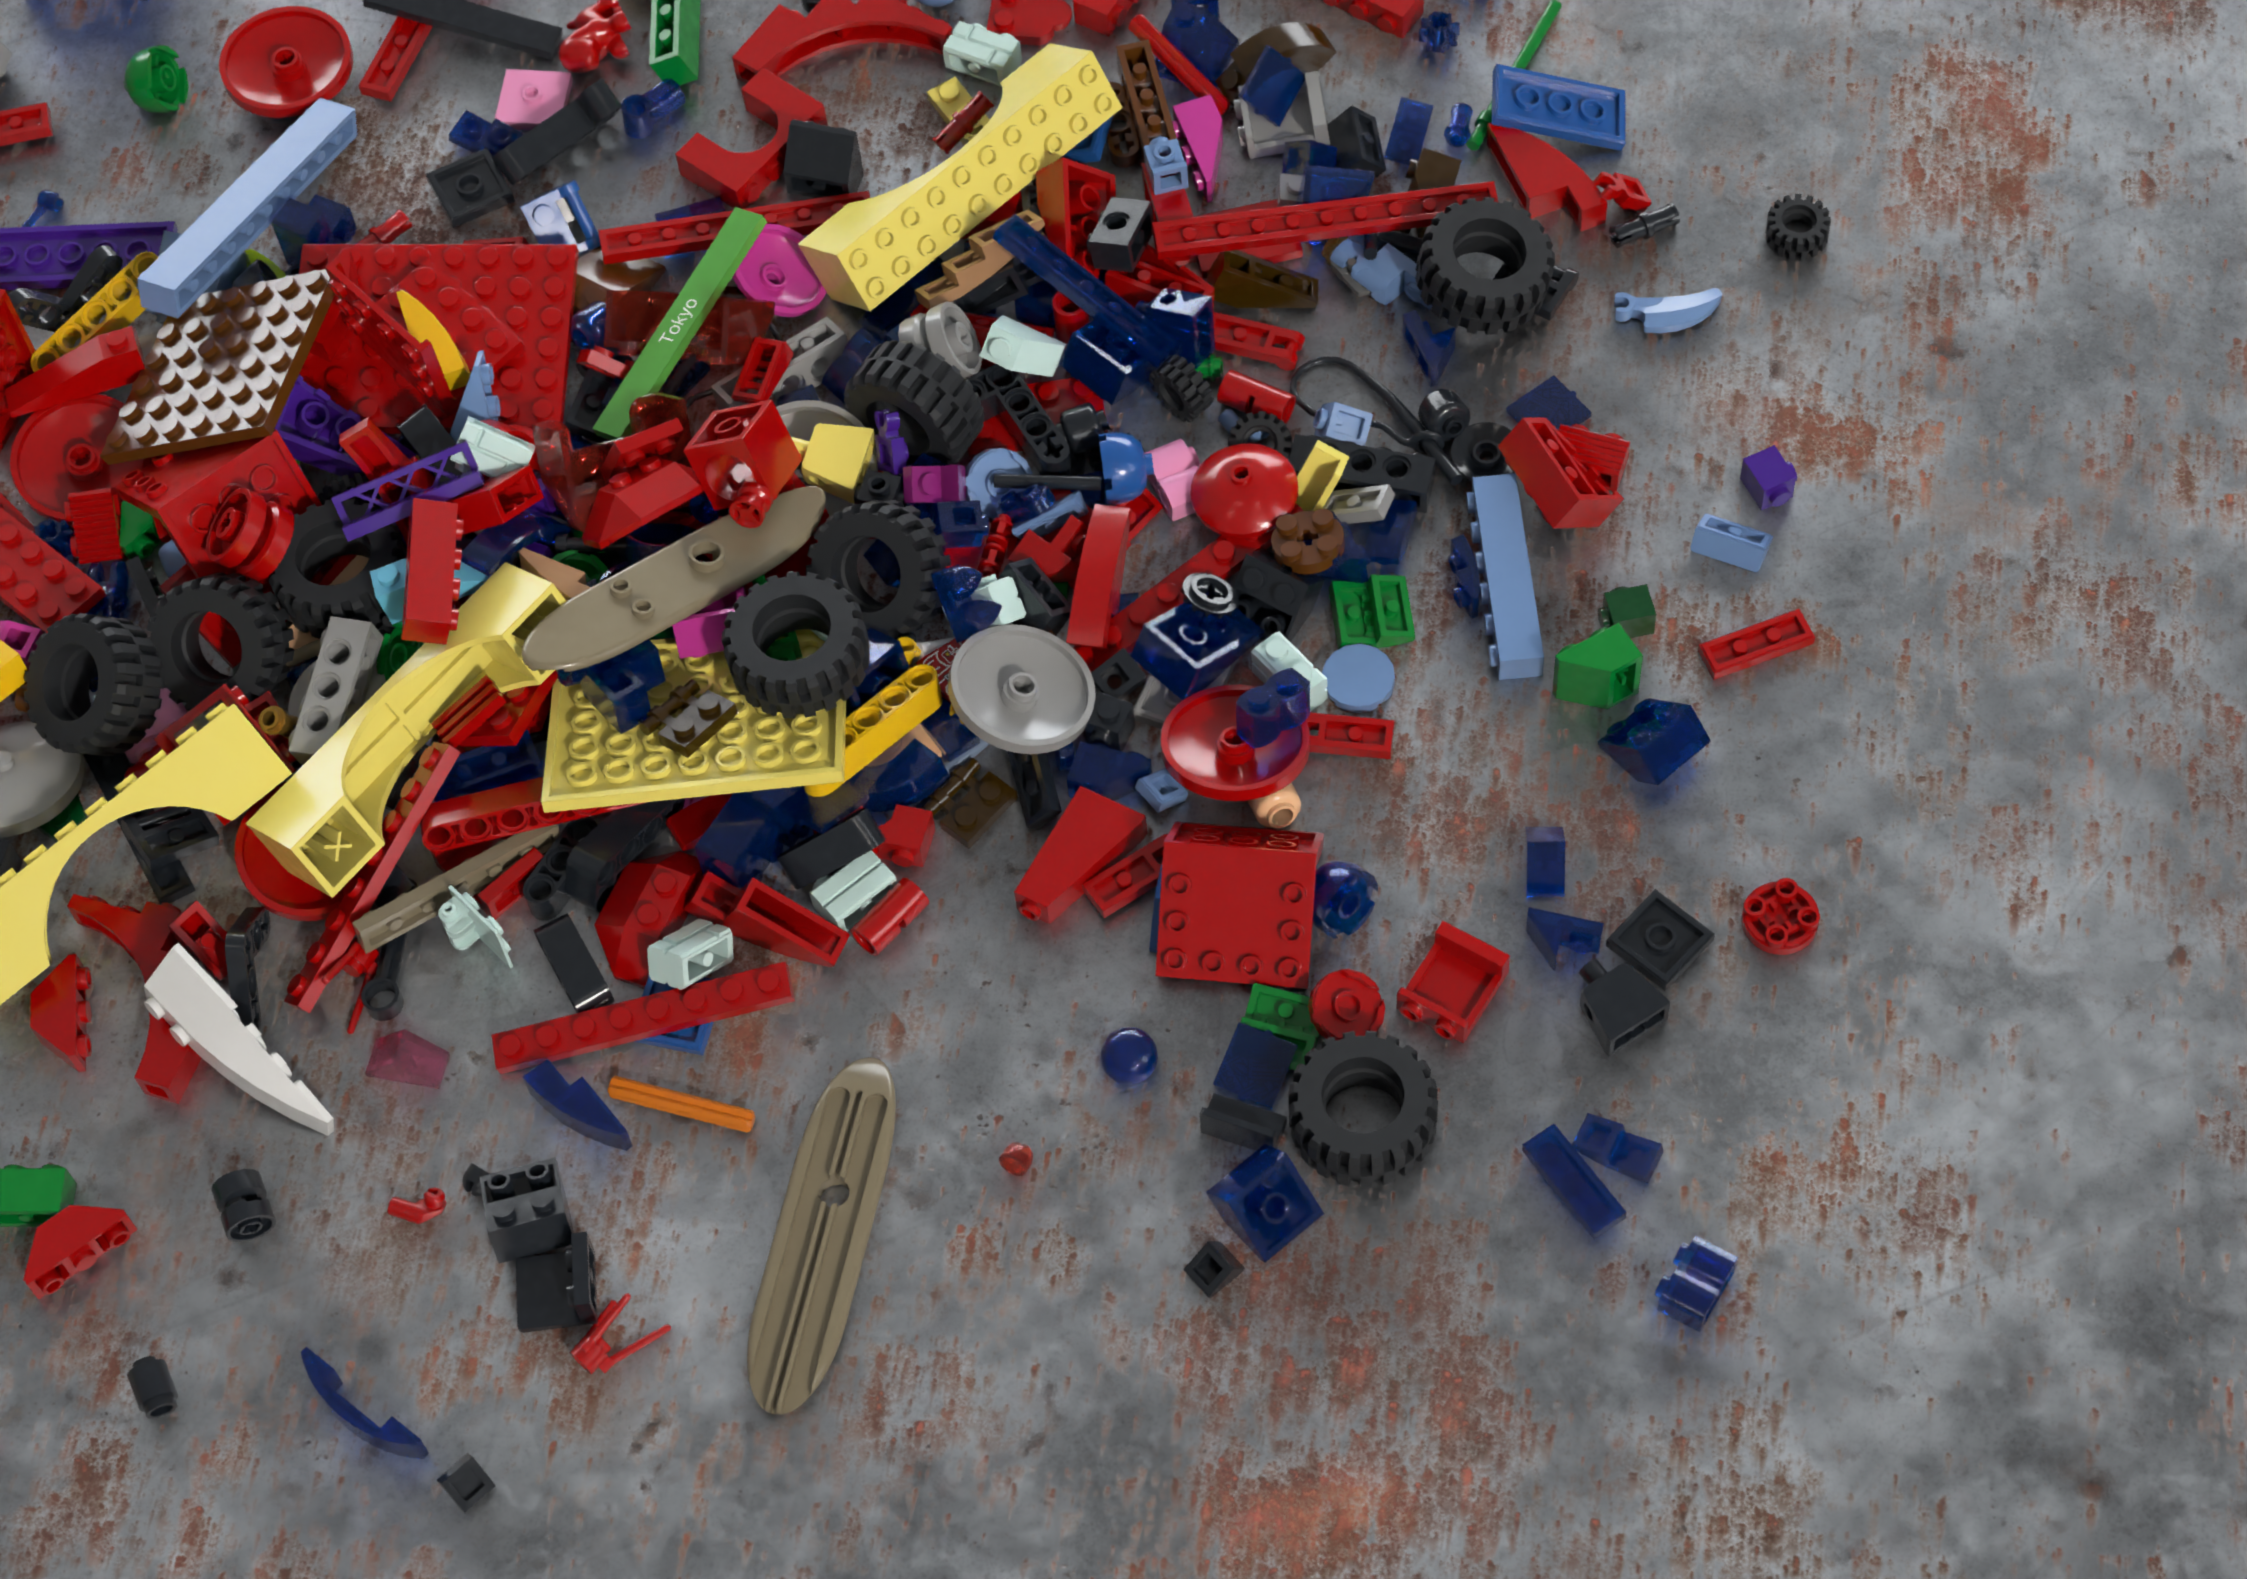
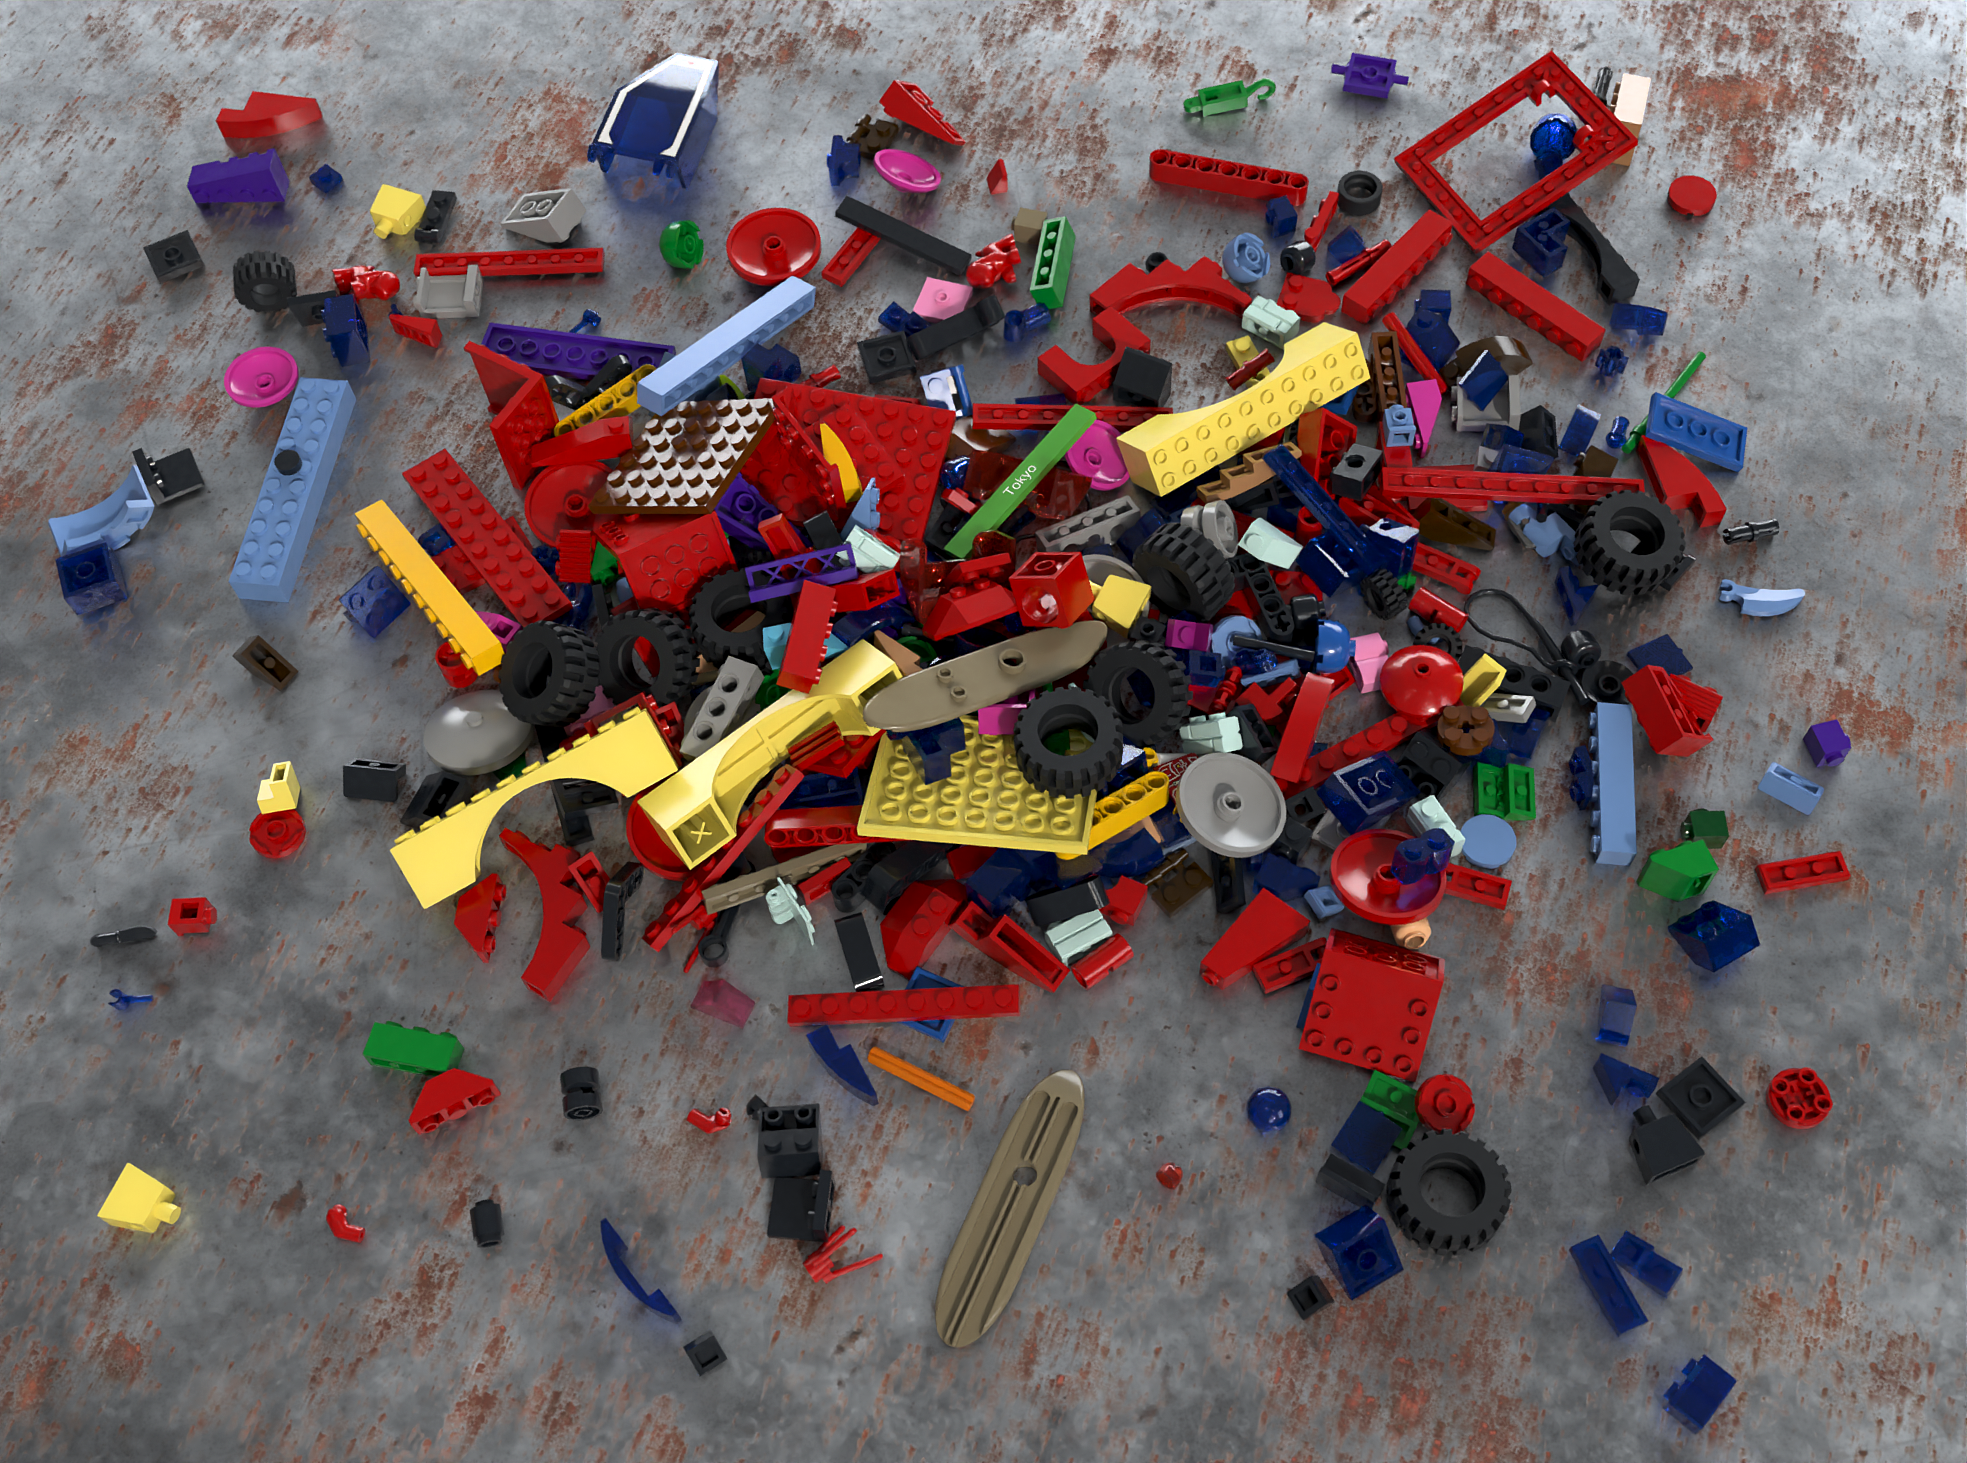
camera: 10 degrees right, 0 degrees up
(207, 1022) = (583, 950): white wedge -> none
(250, 534) = (681, 584): red wheel -> none
(276, 721) = (675, 726): pearl gold pin -> none
(690, 953) = (947, 963): light aqua brick -> none
(695, 725) = (982, 788): dark brown plate -> none
(751, 505) = (1051, 628): red wheel -> none
(756, 359) = (1072, 518): red slope -> none
(890, 447) = (1160, 601): dark purple plate -> none
(955, 590) = (1197, 739): clear blue tile -> none
(1222, 594) = (1393, 759): black gear -> none
(1342, 423) = (1501, 642): medium blue bracket -> none
(1342, 897) = (1454, 1015): clear blue cylinder -> none
(1453, 983) = (1531, 1101): red panel -> none
(1624, 190) = (1739, 503): red plate -> none
(1798, 211) = (1875, 542): black tyre -> none

